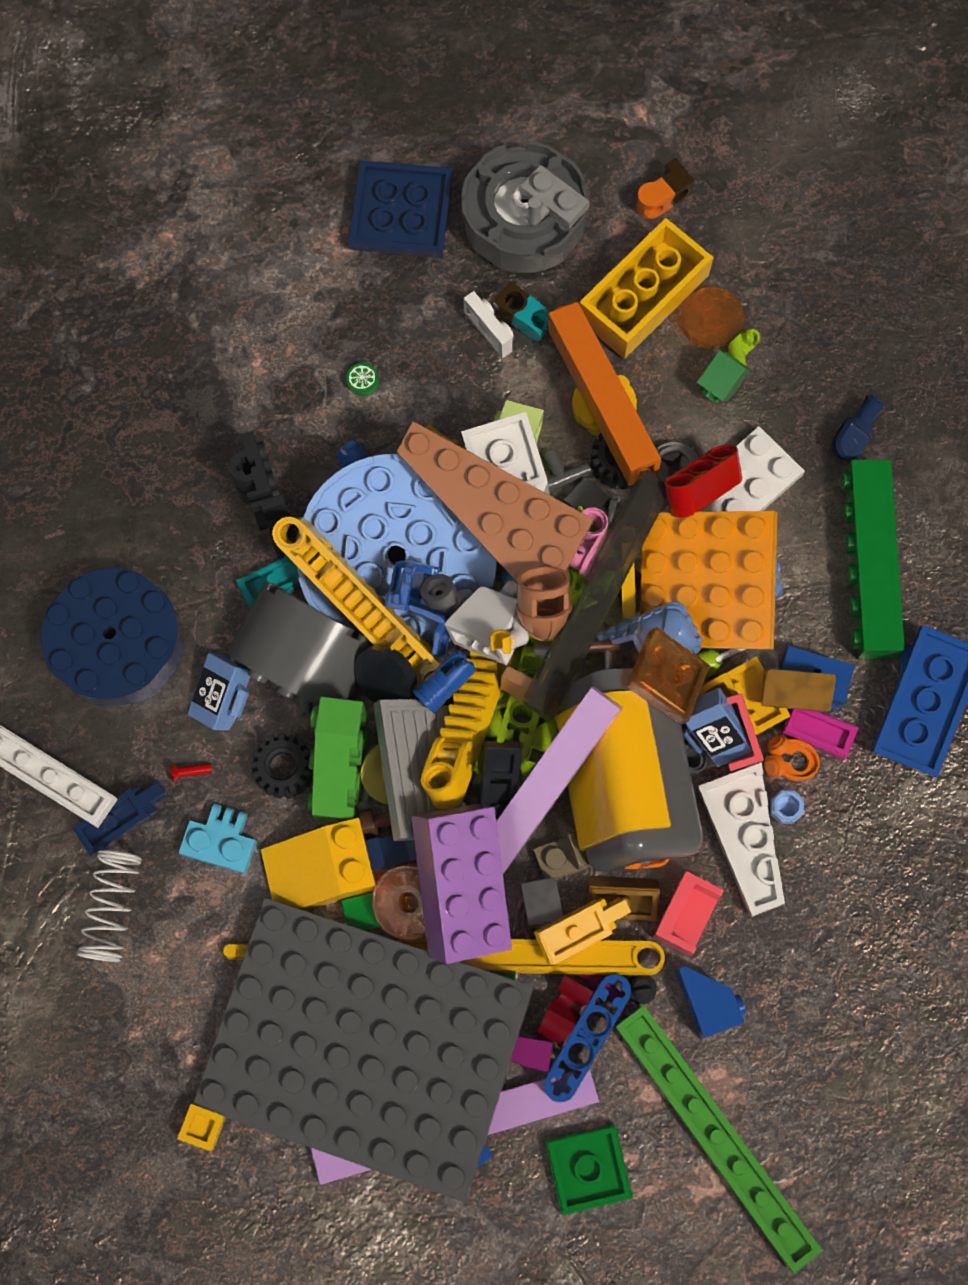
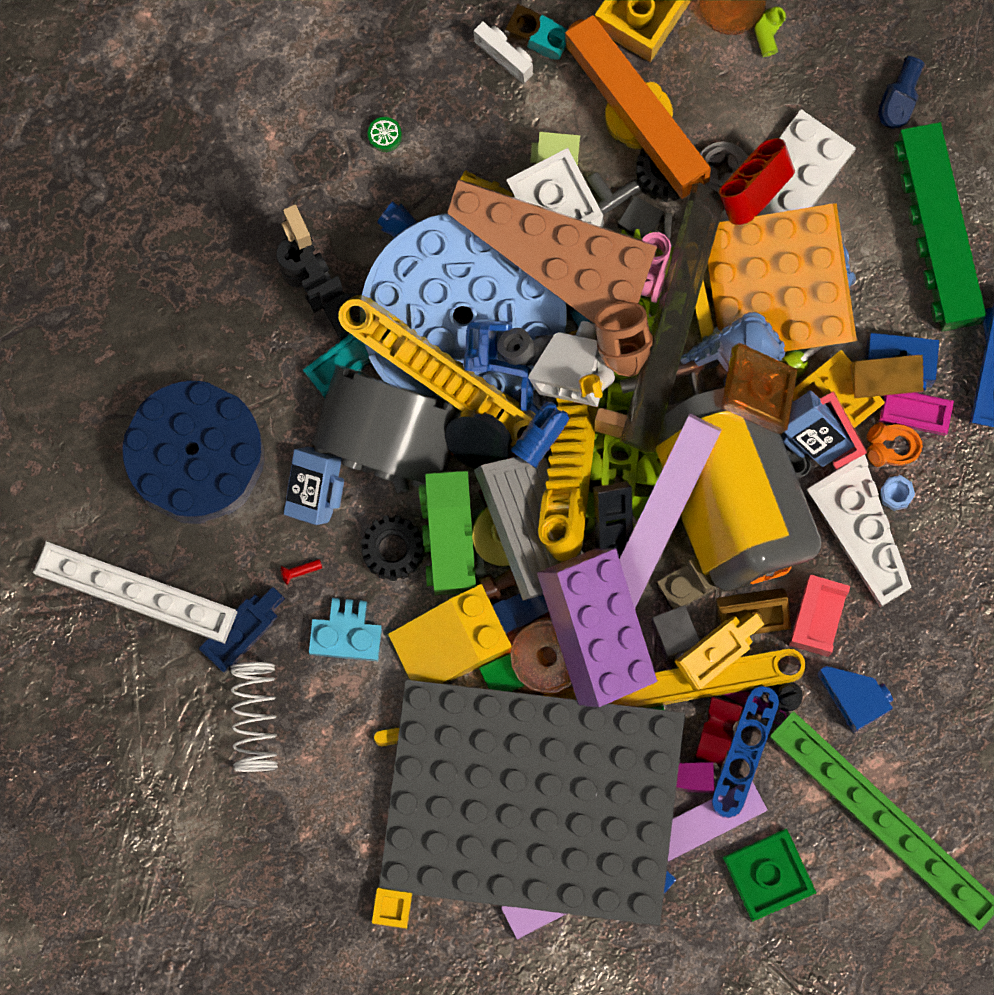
camera: 10 degrees left, 5 degrees up
(250, 440) = (295, 227): none -> tan plate
(723, 377) = (755, 65): green brick -> none

